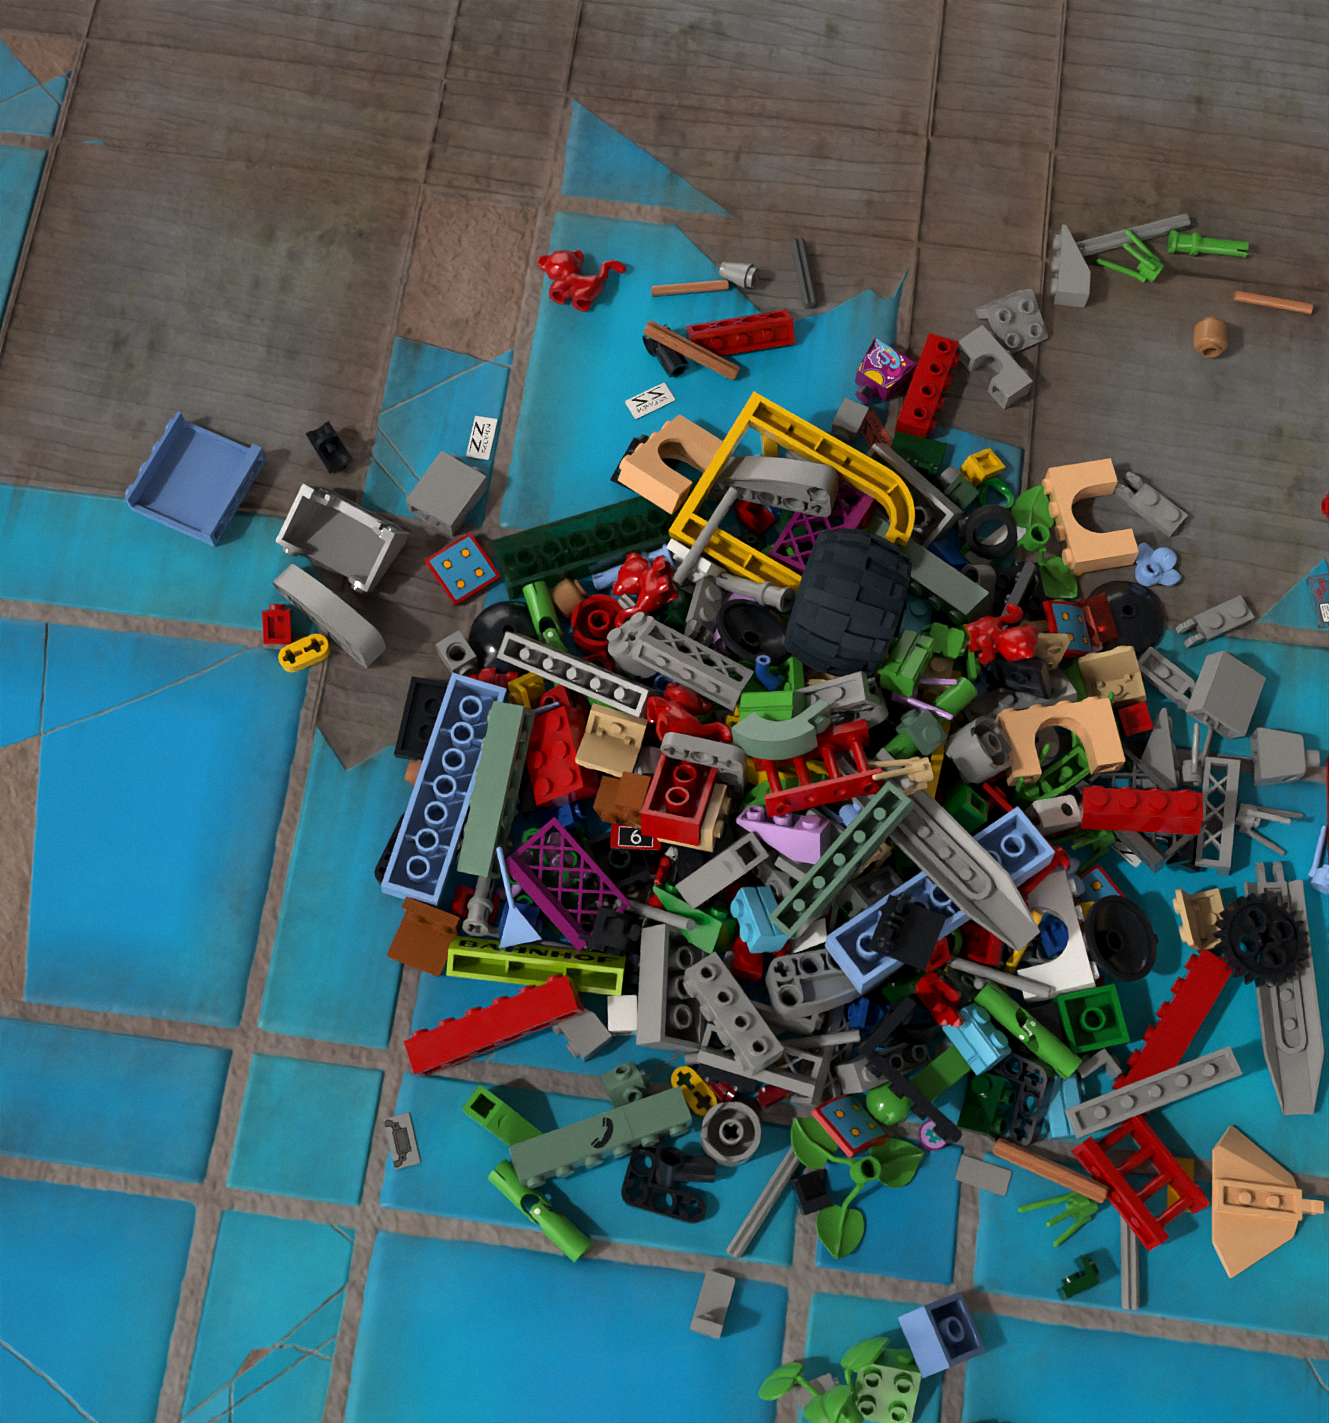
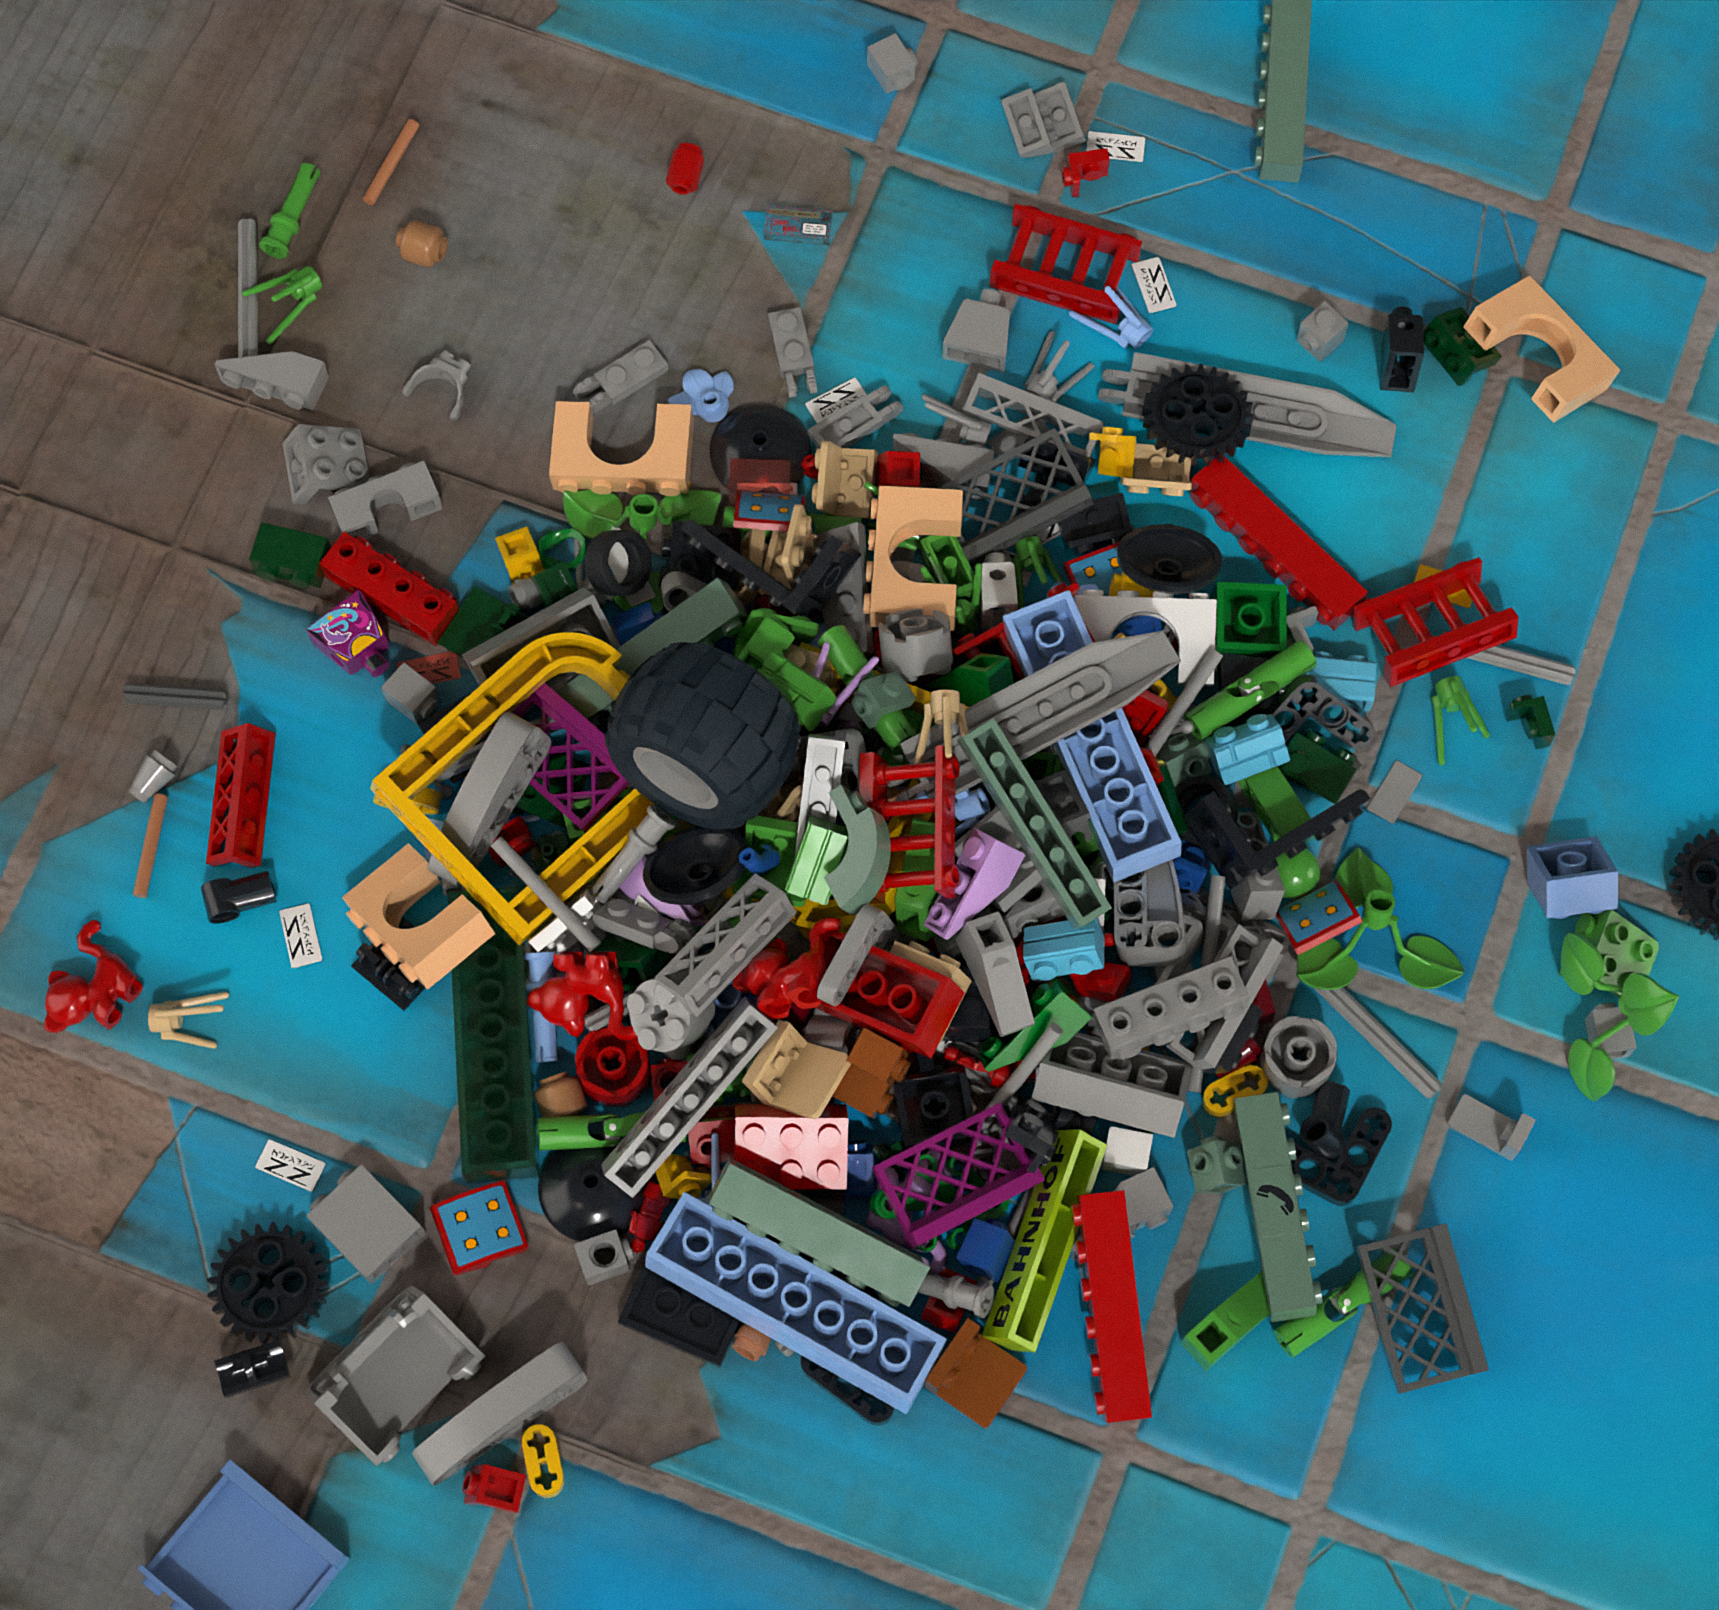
camera: 75 degrees left, 0 degrees up
(402, 1141) = (1222, 1457): sticker -> none
(406, 426) = (247, 1259): none -> black gear
(517, 928) = (998, 1248): light blue piece -> none
(556, 1297) = (1452, 1298): none -> dark grey fence
(567, 332) = (169, 1017): none -> tan plant
(630, 838) = (913, 1088): sticker -> none
(691, 350) = (252, 861): nougat axle -> none
(810, 1193) = (1383, 986): black panel -> none
(907, 932) = (1131, 776): black hinge -> none
(929, 1138) = (1343, 837): tile -> none
(931, 313) = (289, 555): none -> dark green brick
(940, 999) = (1197, 774): red rock -> none
(1012, 643) = (801, 562): red animal -> none
(1051, 1170) = (1408, 714): nougat axle -> none
(1115, 381) = (443, 368): none -> light grey helmet
(1141, 810) = (1025, 490): red brick -> none
(1144, 886) = (1098, 522): none -> black bracket
(1153, 1092) = (1348, 578): light grey plate -> none
(1183, 661) = (834, 400): none -> white sticker
(1208, 883) = (1116, 452): none -> yellow bracket
(1225, 694) = (892, 364): light grey brick -> none
(1252, 1202) = (1481, 513): light nougat panel -> none

